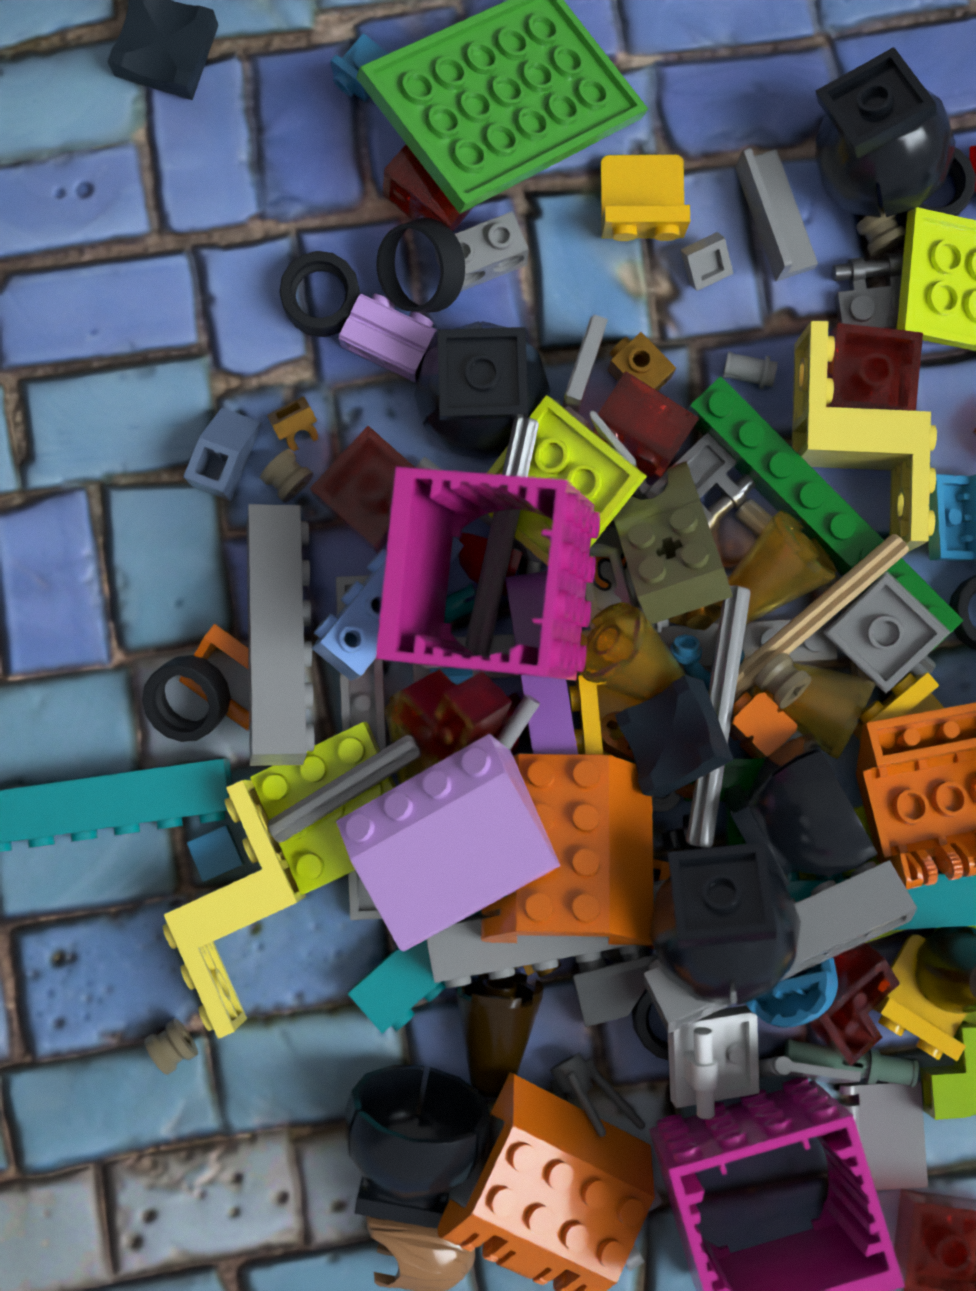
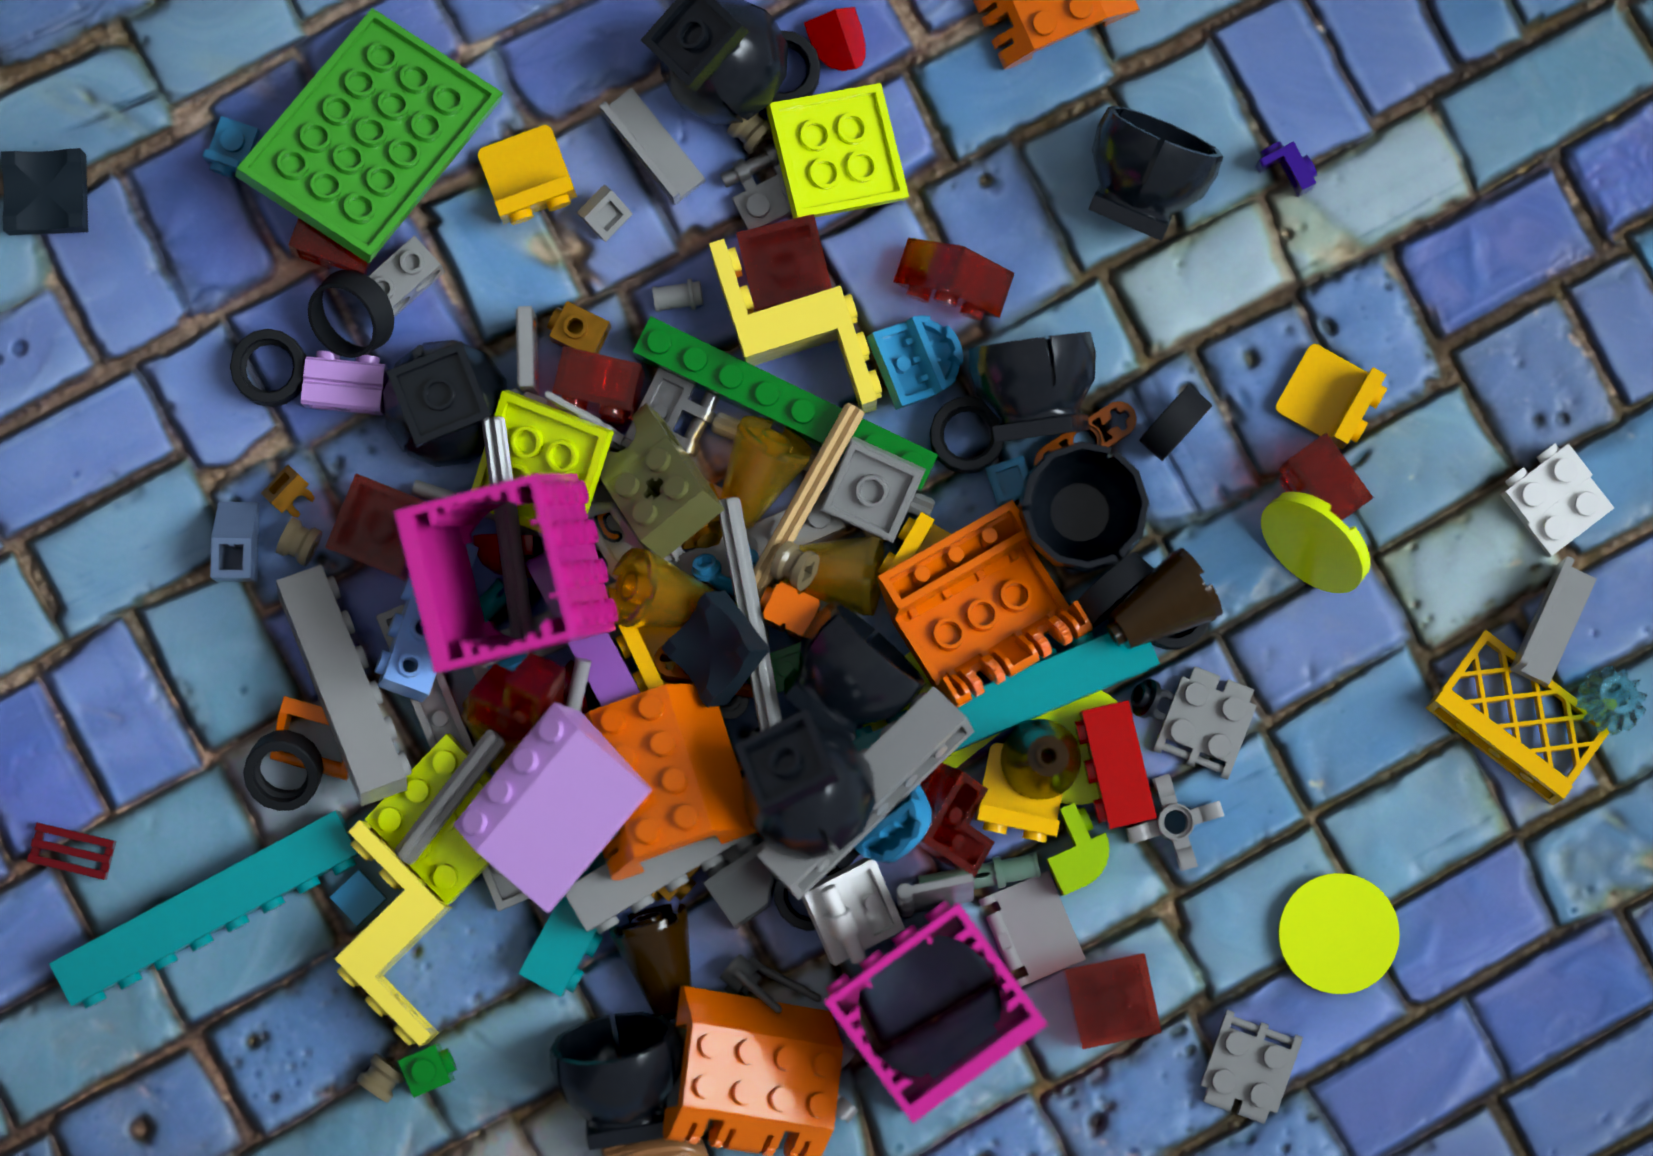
camera: 15 degrees left, 0 degrees up
(220, 1059) = (428, 1069): none -> green brick

